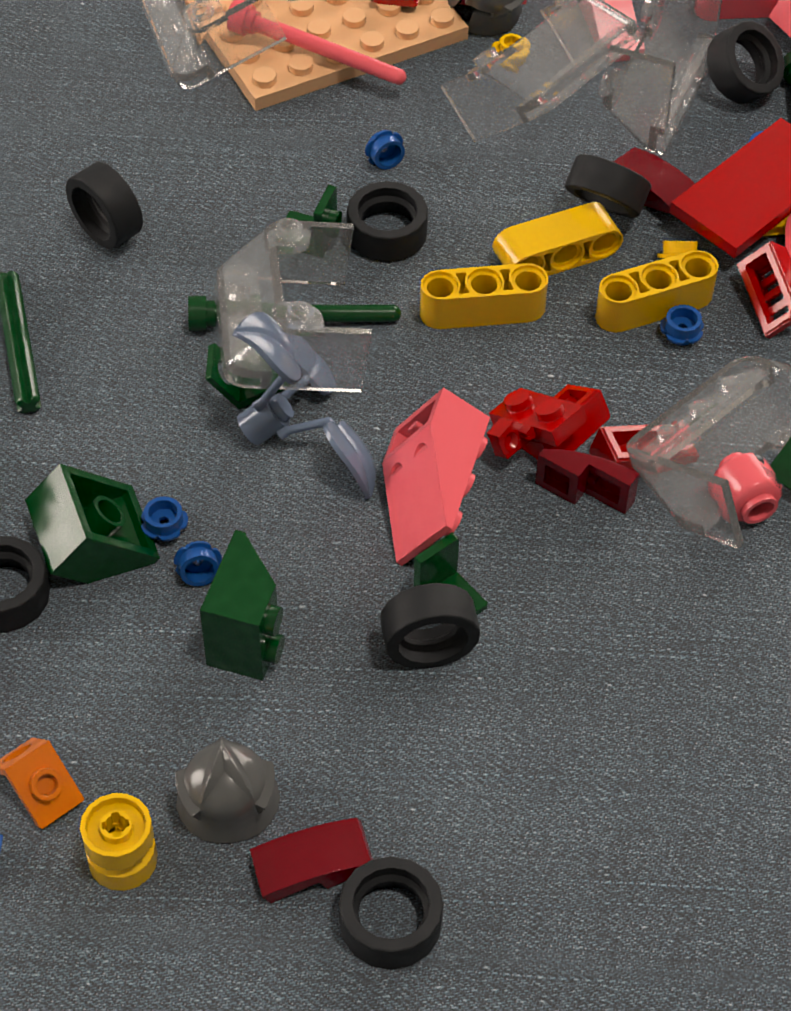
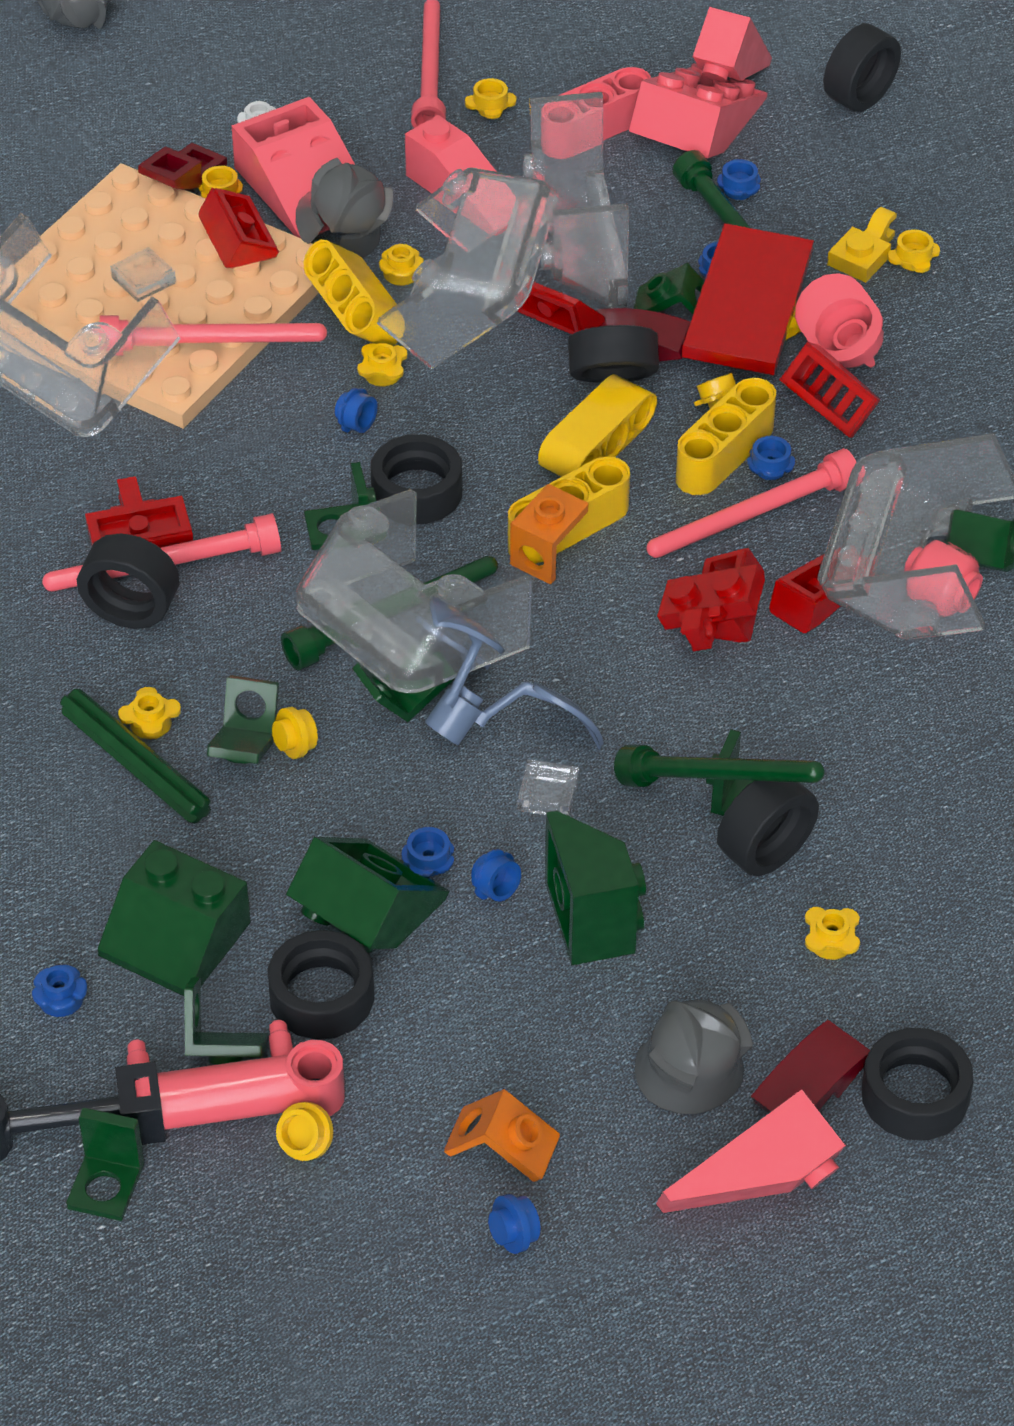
camera: 30 degrees left, 5 degrees down
(53, 314) = (149, 713): none -> yellow plate
(106, 362) = (242, 737): none -> dark green bracket
(119, 841) = (636, 1144): yellow wheel -> none
(139, 376) = (294, 732): none -> yellow plate
(160, 167) = (157, 521): none -> red hinge
(221, 909) = (766, 1160): none -> coral slope
(237, 214) = (257, 537): none -> coral piece
(297, 513) = (548, 787): none -> clear tile
(378, 530) = (642, 766): none -> dark green piece
(425, 757) = (830, 943): none -> yellow plate
(431, 471) = (662, 683): coral slope -> none
(435, 122) = (382, 363): none -> yellow plate
(444, 298) = (543, 527): none -> orange bracket
(447, 51) = (349, 290): none -> yellow beam
(575, 473) = (779, 633): dark red slope -> none
(598, 130) = (559, 310): none -> red slope
(637, 358) = (830, 474): none -> coral piece
(701, 154) = (669, 289): none -> dark green bracket
(763, 51) = (667, 186): black tyre -> none

